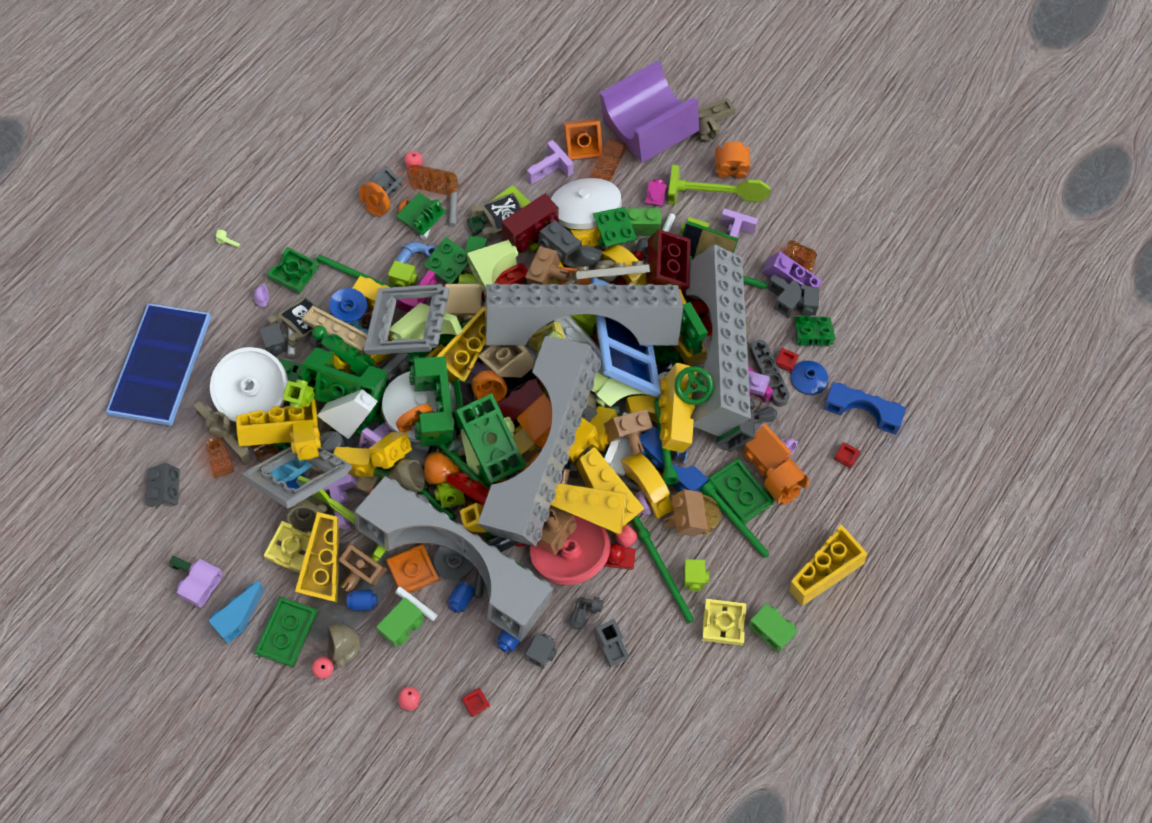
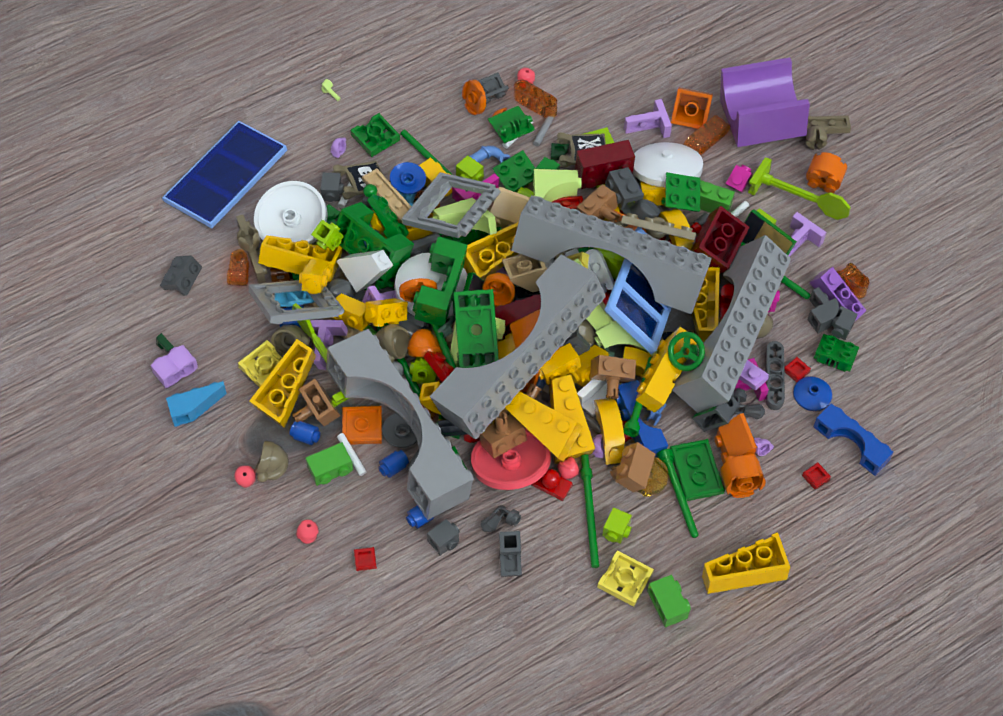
camera: 25 degrees right, 5 degrees down
(286, 632) = (228, 435): green tile -> none
(663, 354) = (678, 320): dark green plate -> none
(692, 329) = (709, 302): green brick -> none

